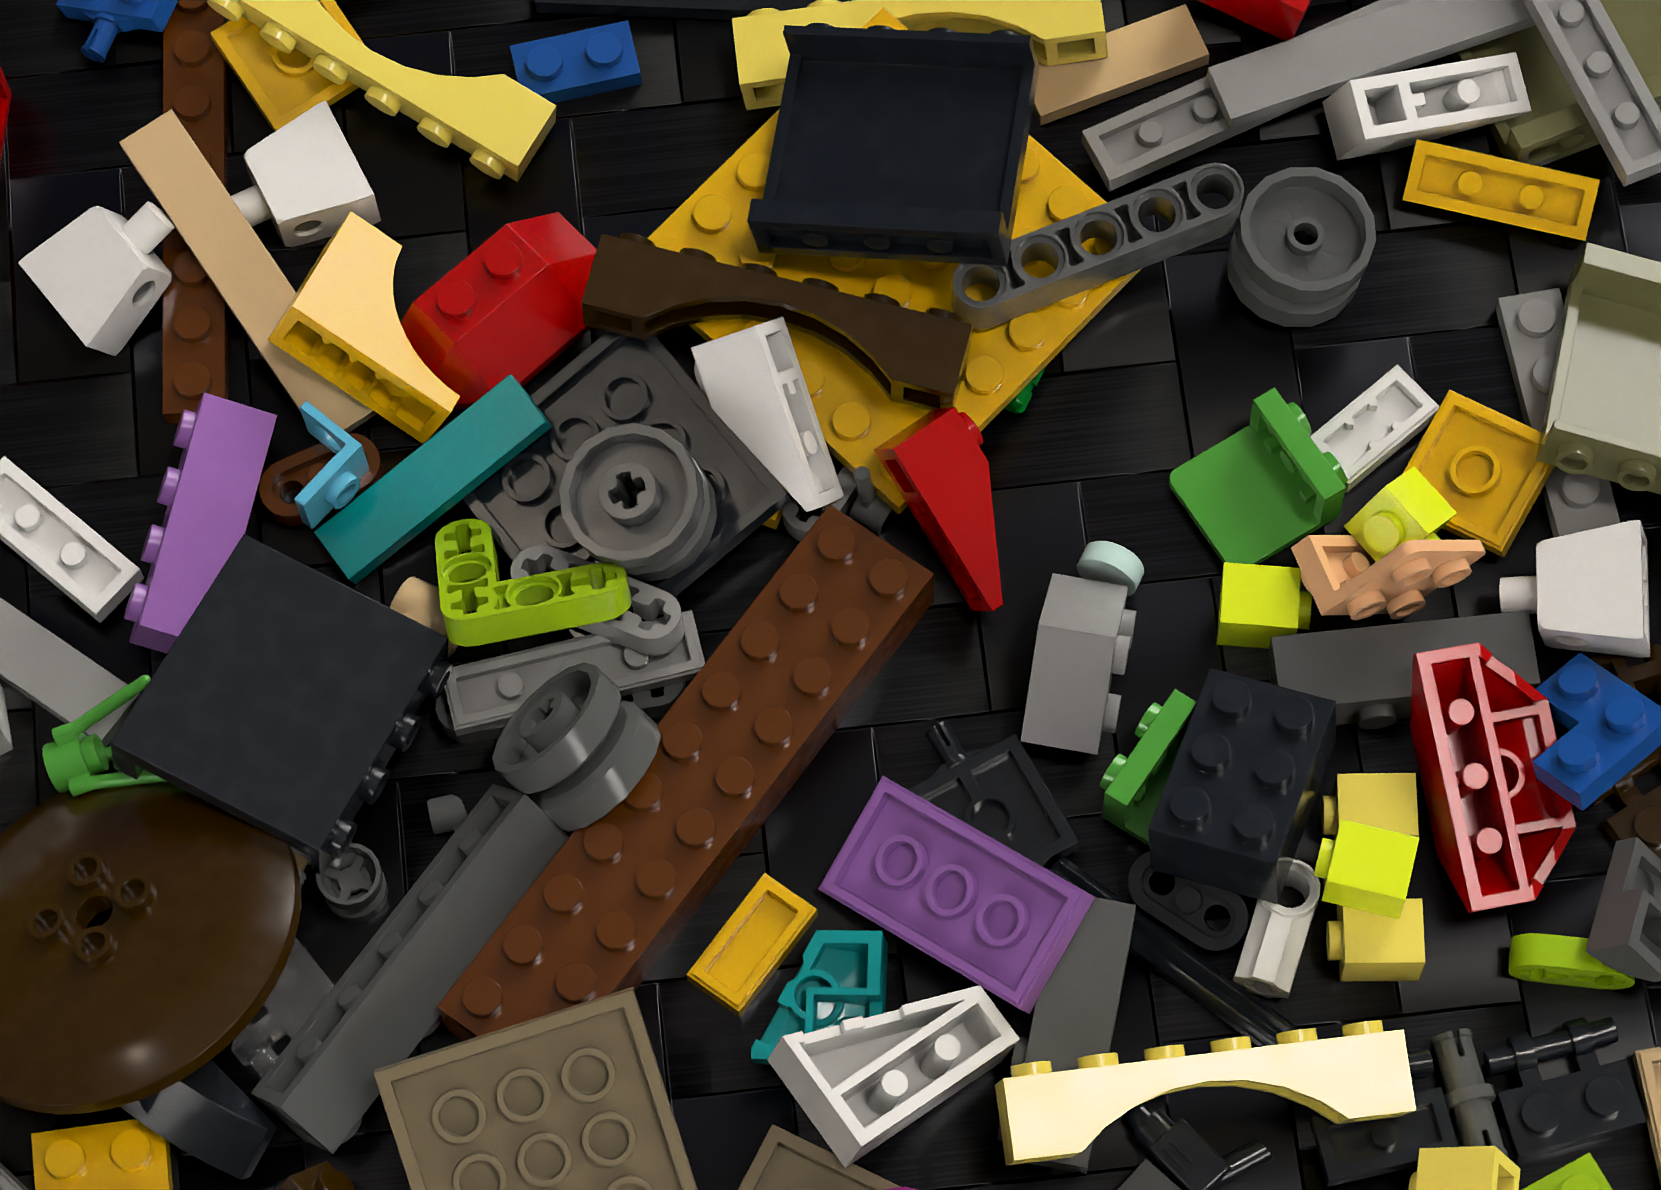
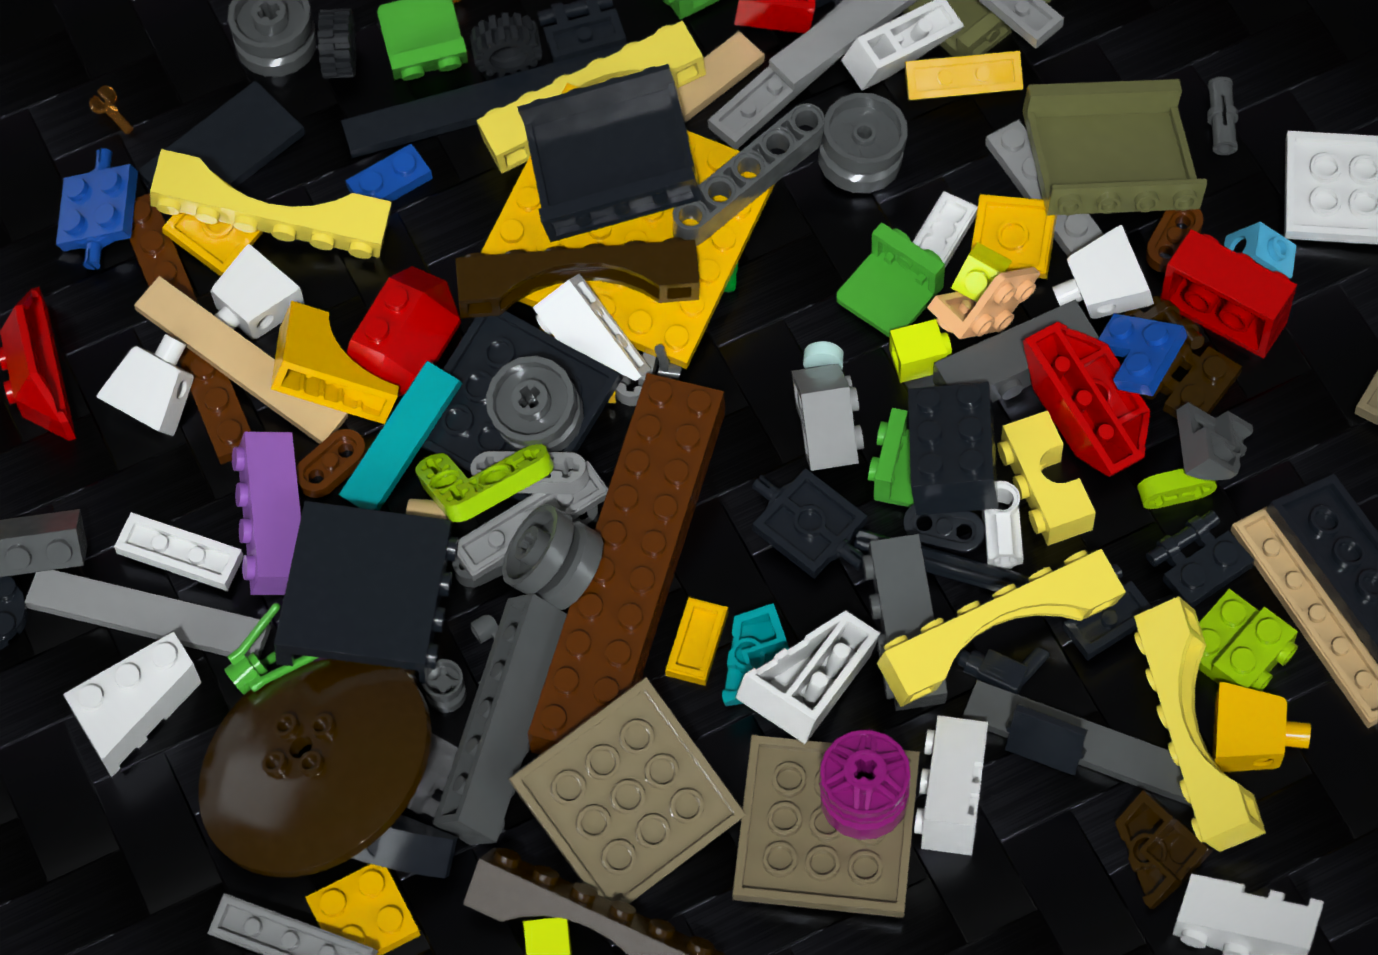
camera: 20 degrees left, 5 degrees down
(341, 475) = (346, 454): medium azure bracket -> none
(950, 495) = (716, 345): red slope -> none
(956, 894) = (809, 566): medium lavender tile -> none
(1367, 868) = (1043, 469): neon yellow brick -> none
(1466, 1090) = (1144, 577): dark grey pin -> none

